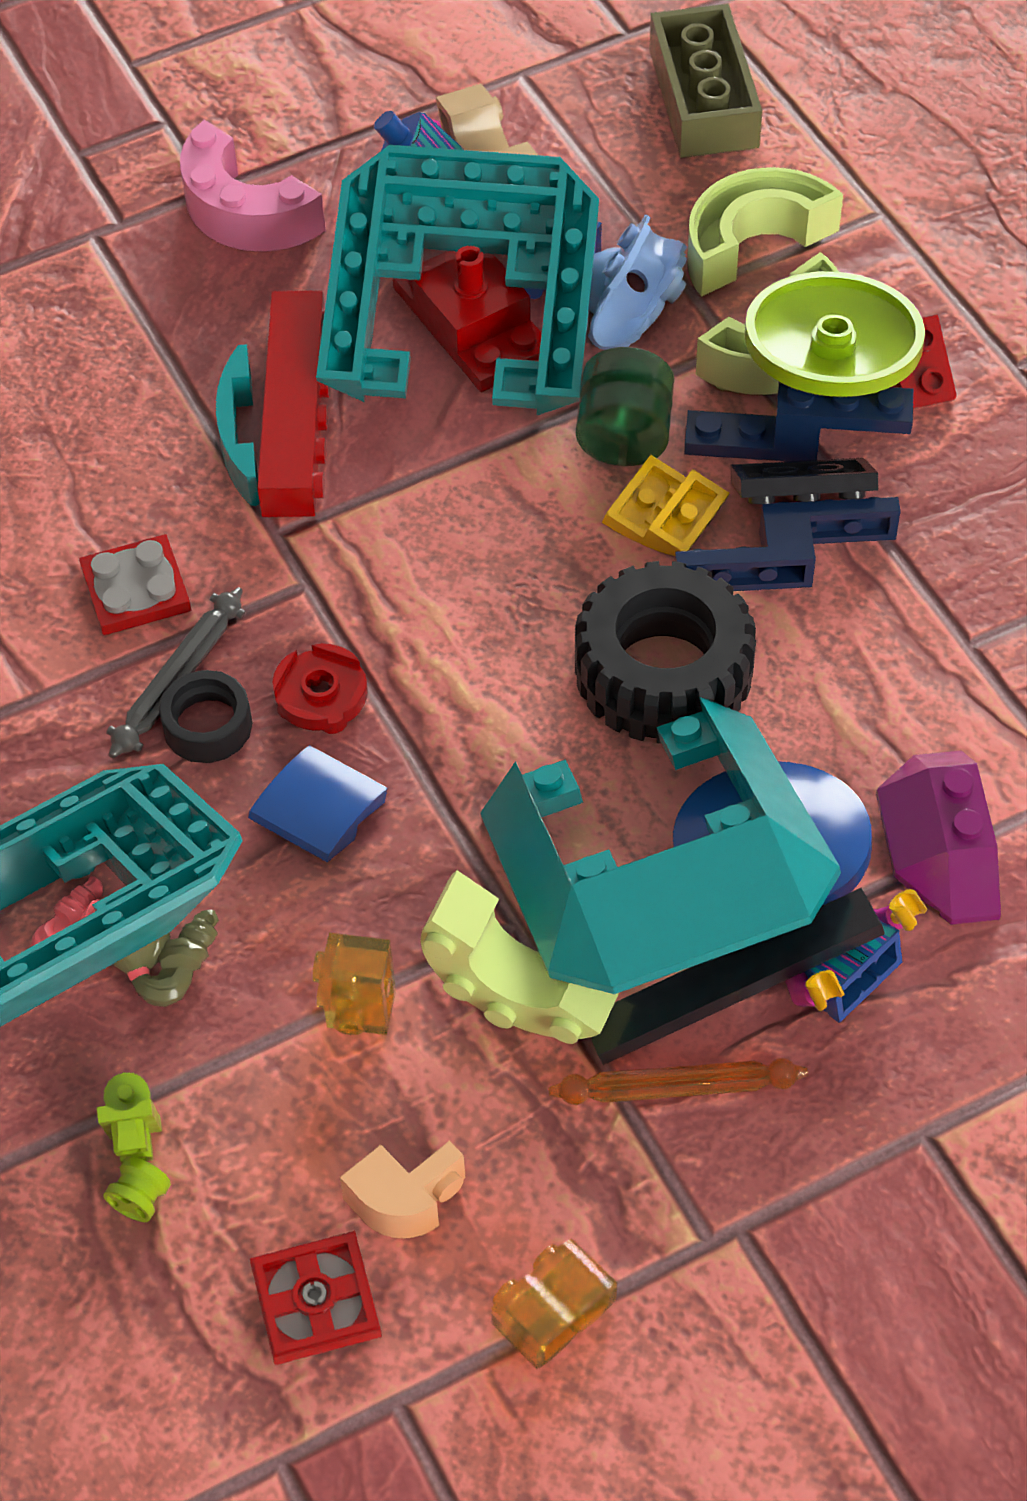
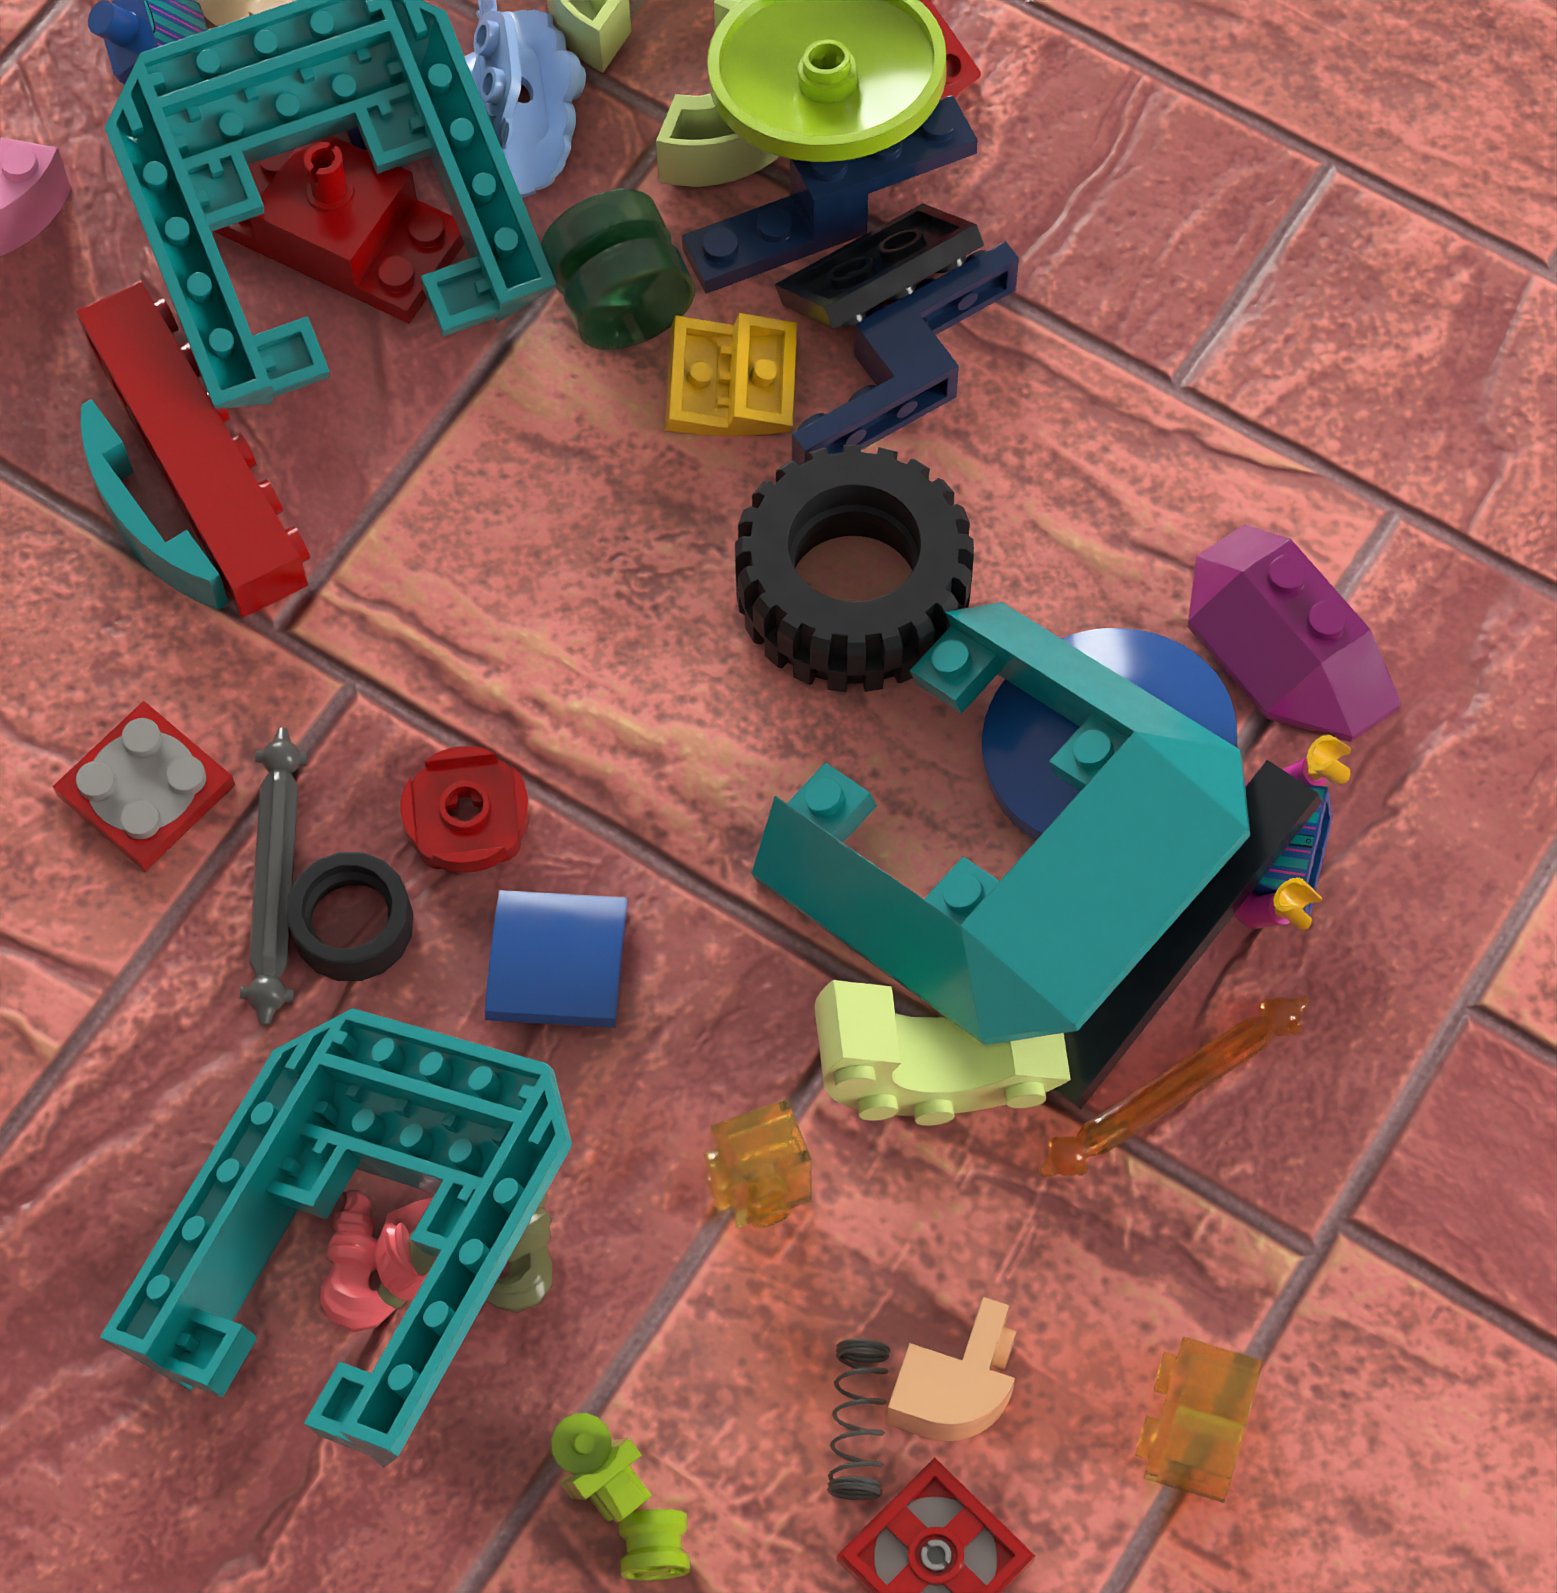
camera: 30 degrees left, 10 degrees up
(294, 1225) = (868, 1352): none -> dark grey piece

